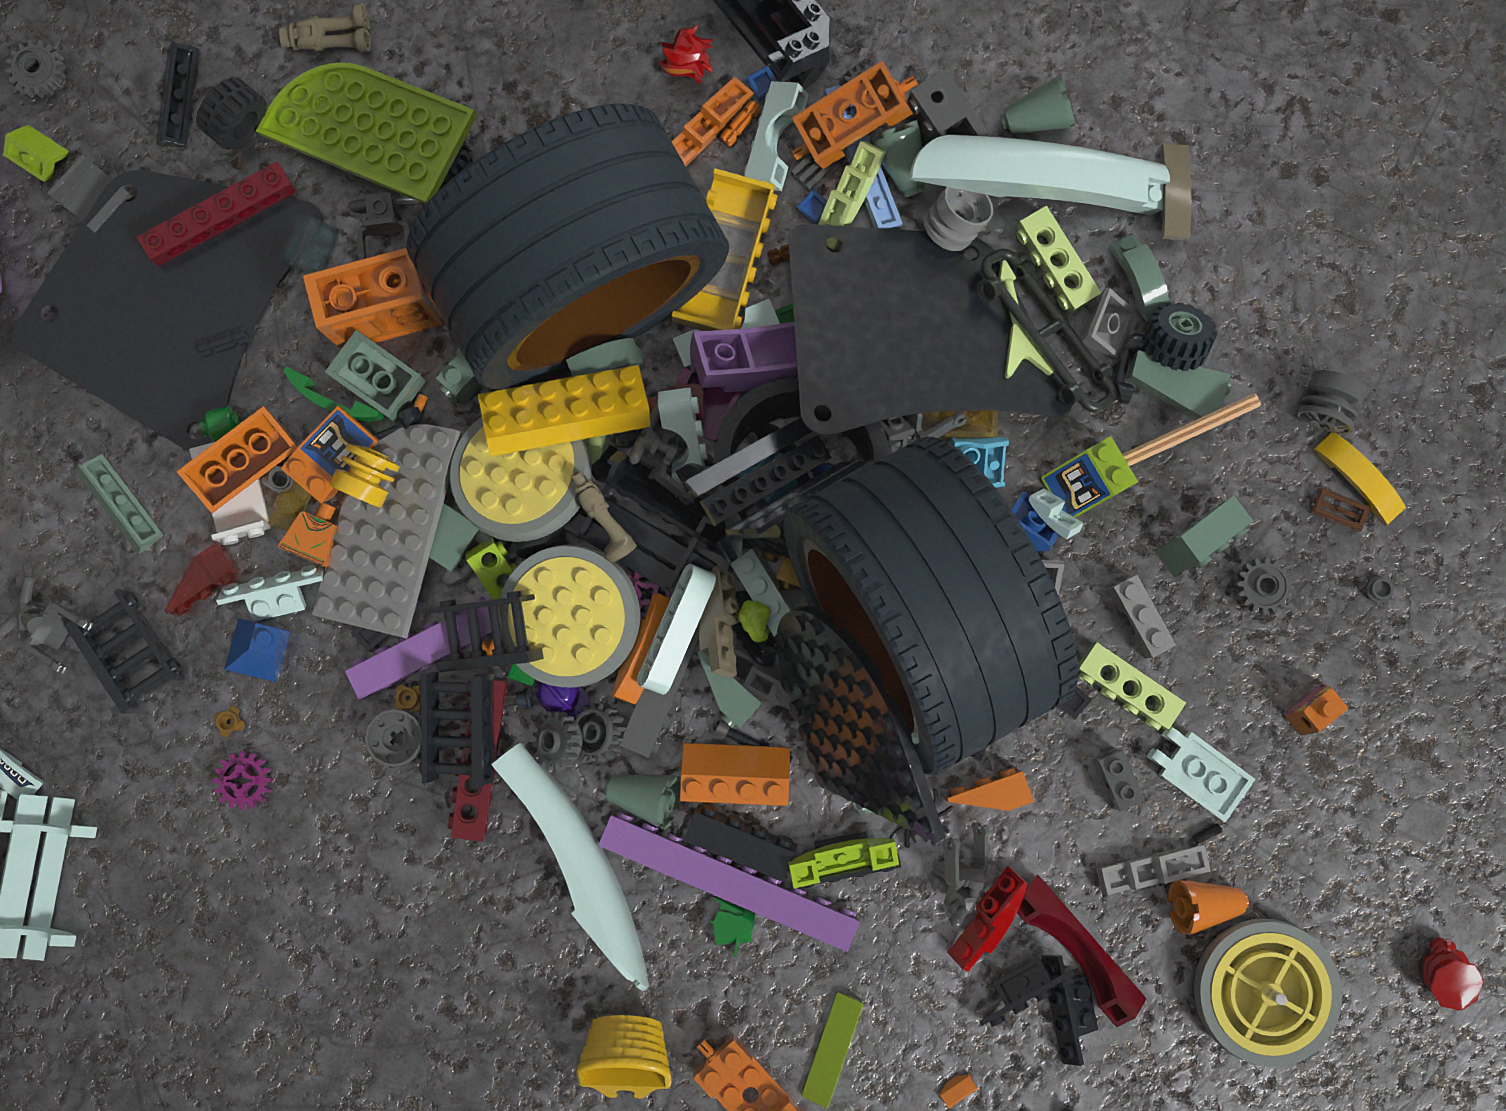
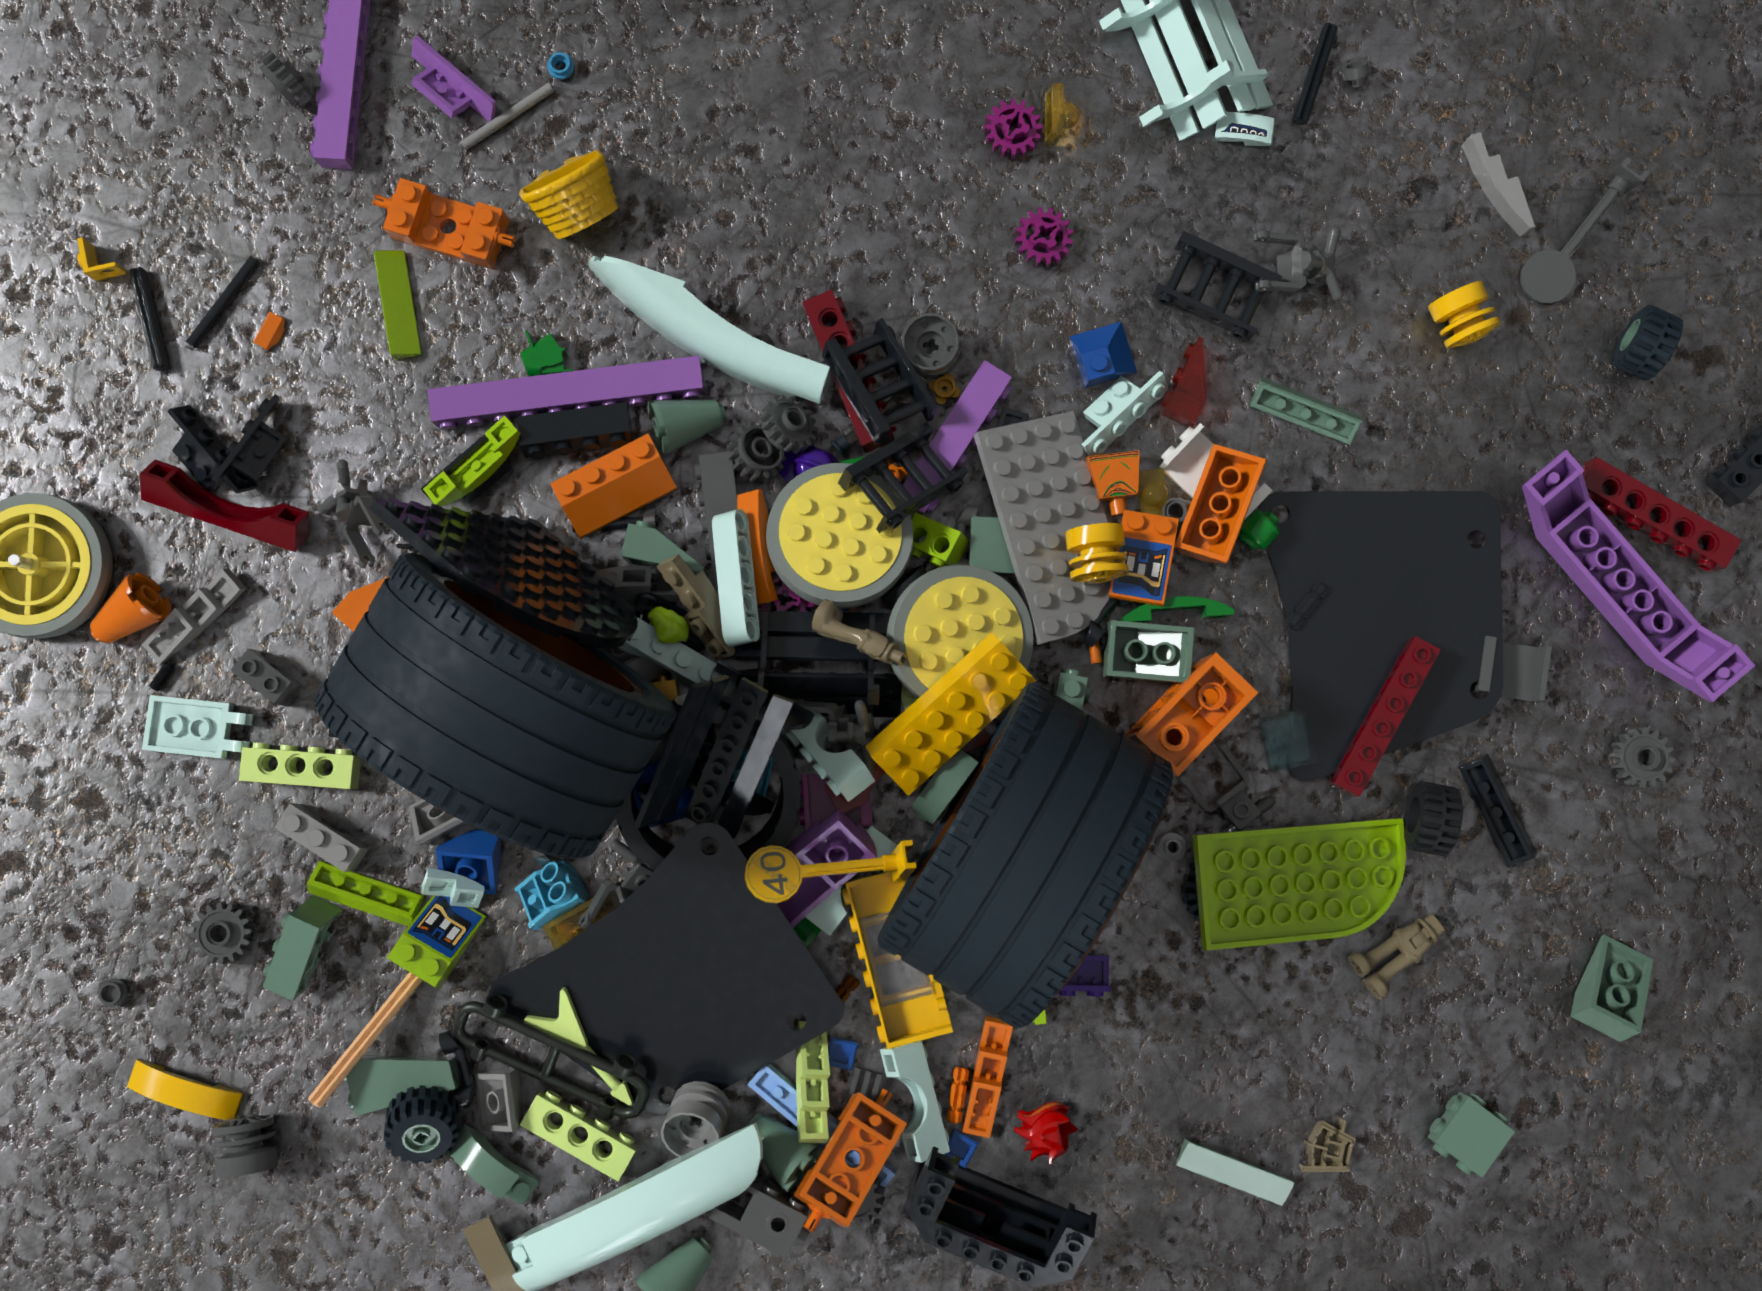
camera: 150 degrees right, 0 degrees up
(33, 151) = (1592, 680): lime panel -> none
(162, 883) = (1058, 114): none -> clear yellow tile
(202, 885) = (1024, 133): none -> magenta gear
(221, 721) = (1088, 272): pearl gold plate -> none
(780, 361) = (776, 873): none -> yellow piece
(994, 918) = (313, 487): red slope -> none
(1130, 552) = (364, 893): none -> lime slope
(1319, 708) = (115, 843): orange torso -> none
(1336, 519) = (212, 1044): reddish brown tile -> none

